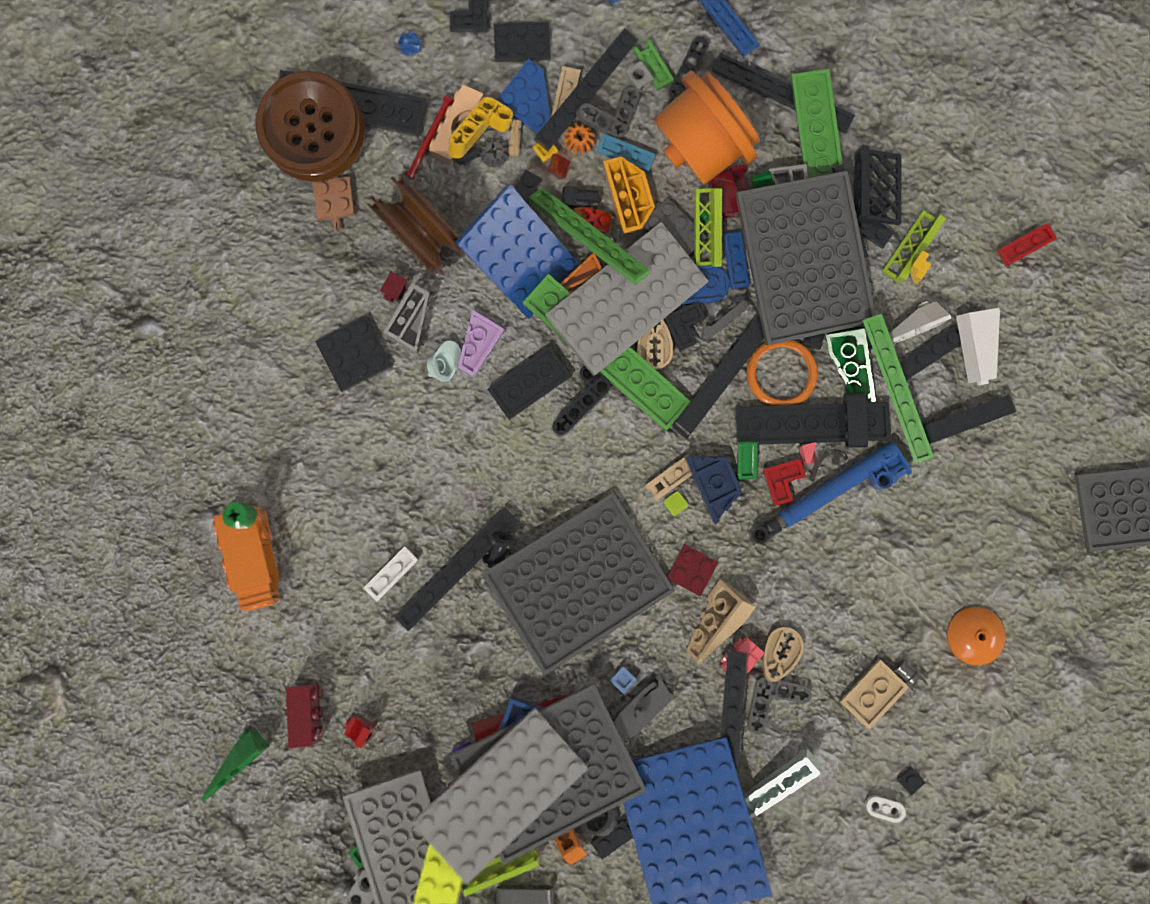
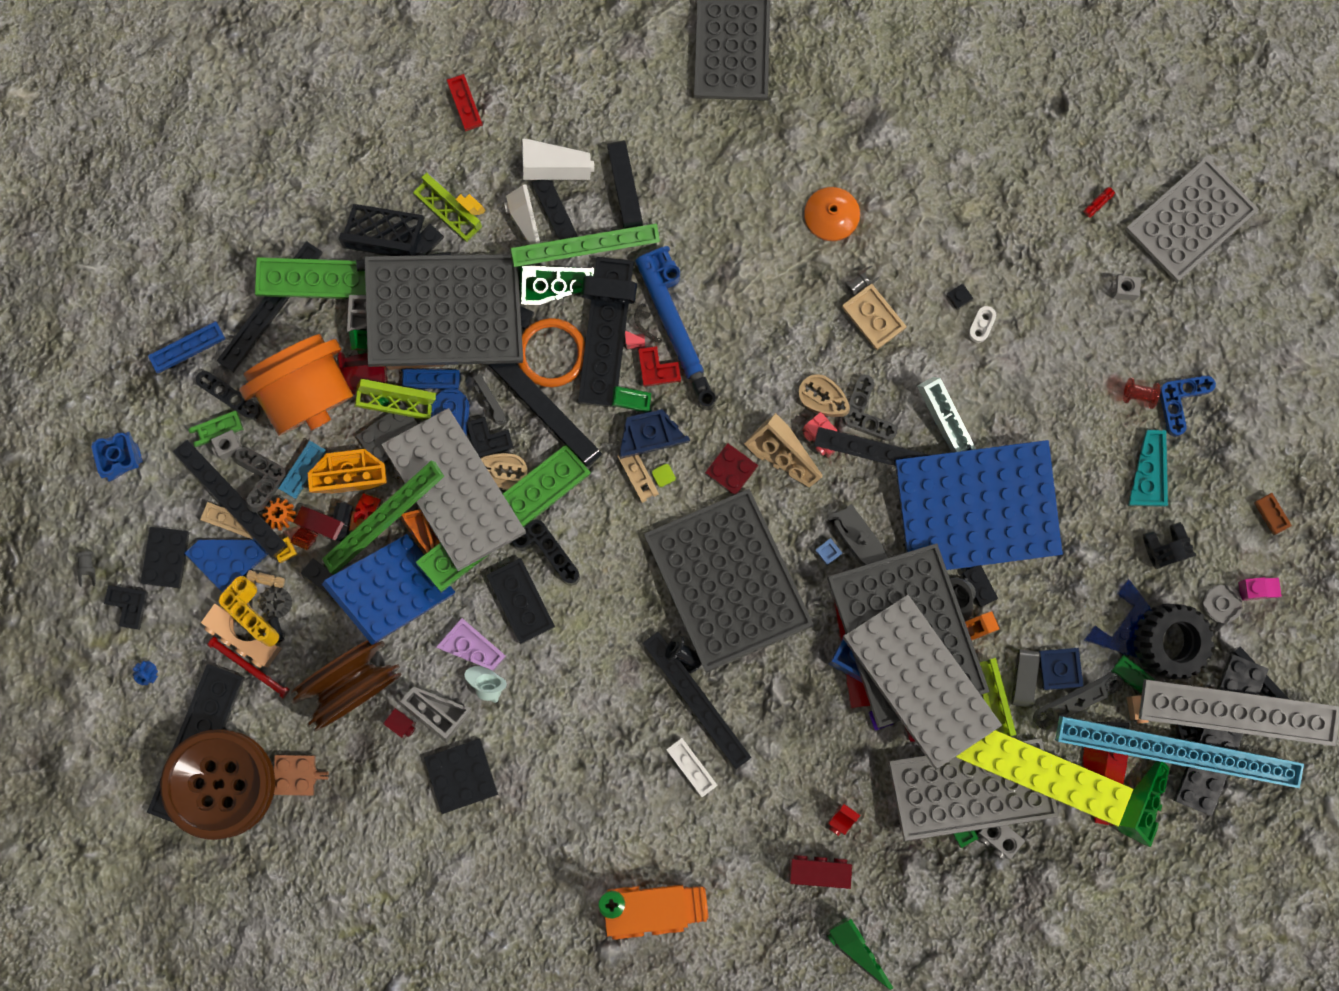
camera: 80 degrees left, 5 degrees down
(574, 175) = (318, 523): none -> dark red slope

